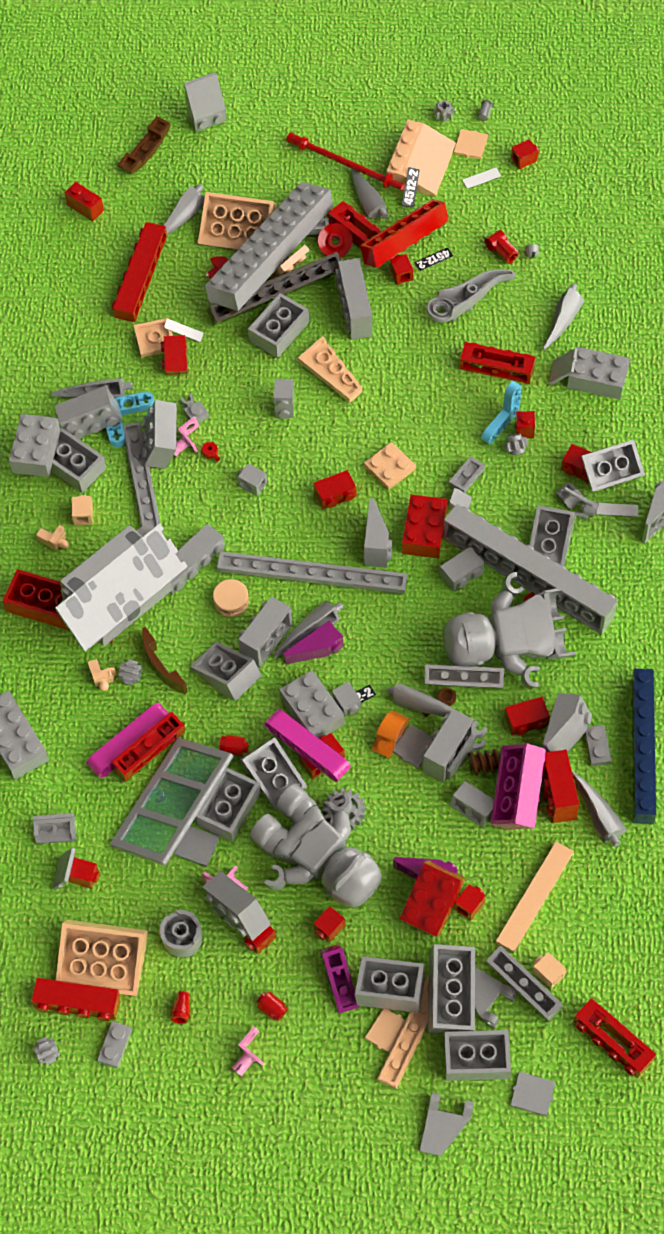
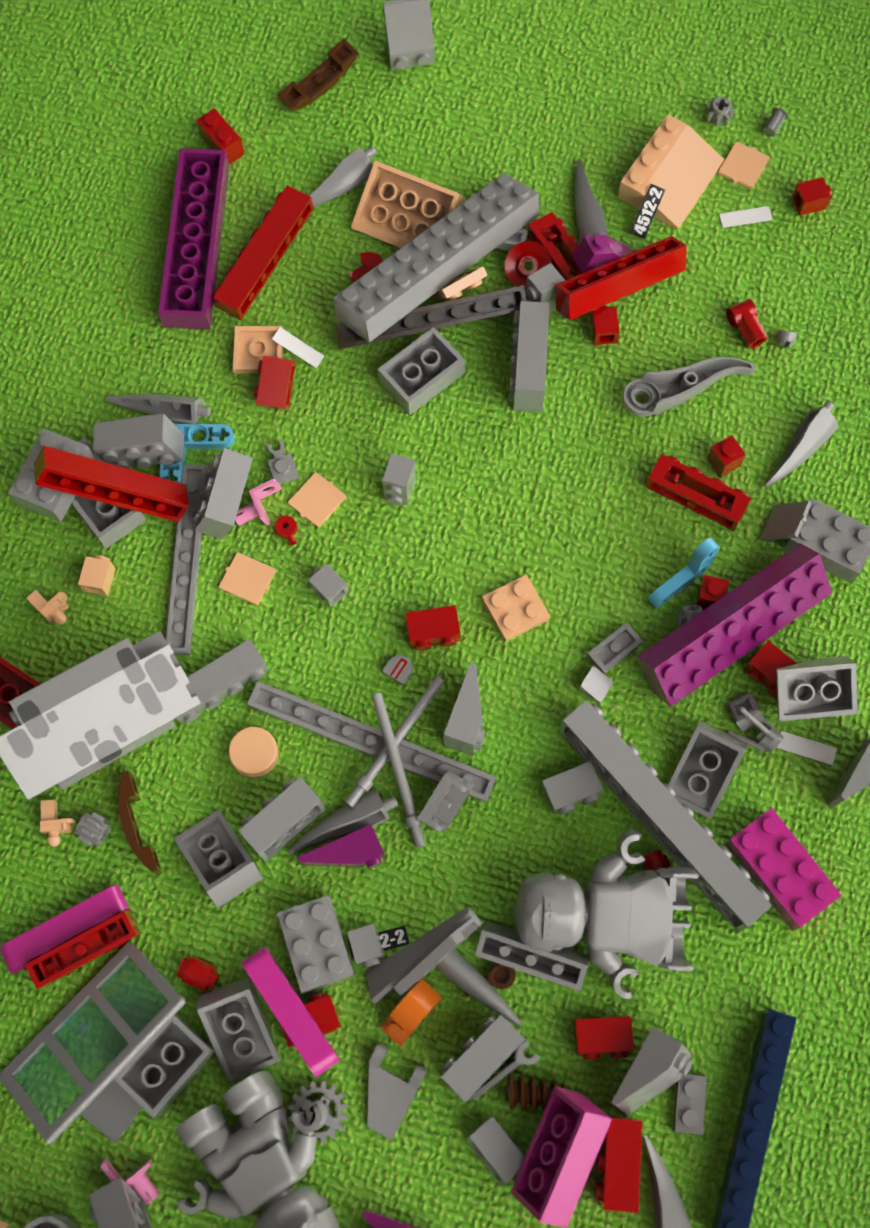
camera: 15 degrees right, 10 degrees up
(81, 439) = (110, 484): none -> red brick
(86, 273) = (194, 239): none -> magenta brick
(191, 490) = (247, 578): none -> light nougat piece
(226, 428) = (317, 499): none -> light nougat piece
(303, 143) = (524, 117): red bar -> none
(316, 595) = (364, 781): none -> light grey bar
(318, 523) = (398, 669): none -> light grey tile
(325, 364) = (470, 443): light nougat wing -> none
(350, 248) = (541, 285): none -> light grey brick
(356, 613) = (411, 819): none -> light grey bar
(376, 595) = (445, 801): none -> light grey hinge
(382, 218) = (598, 250): none -> magenta slope
(388, 692) = (418, 958): none -> light grey wedge
(389, 789) = (389, 1095): none -> light grey flag
(412, 746) = (440, 1036): light grey piece -> none
(424, 526) = (537, 712): red brick -> none
(433, 259) = (652, 319): sticker -> none
(510, 335) = (726, 456): none -> red brick
(546, 438) = (735, 624): none -> magenta brick
(631, 588) = (783, 869): none -> dark pink brick

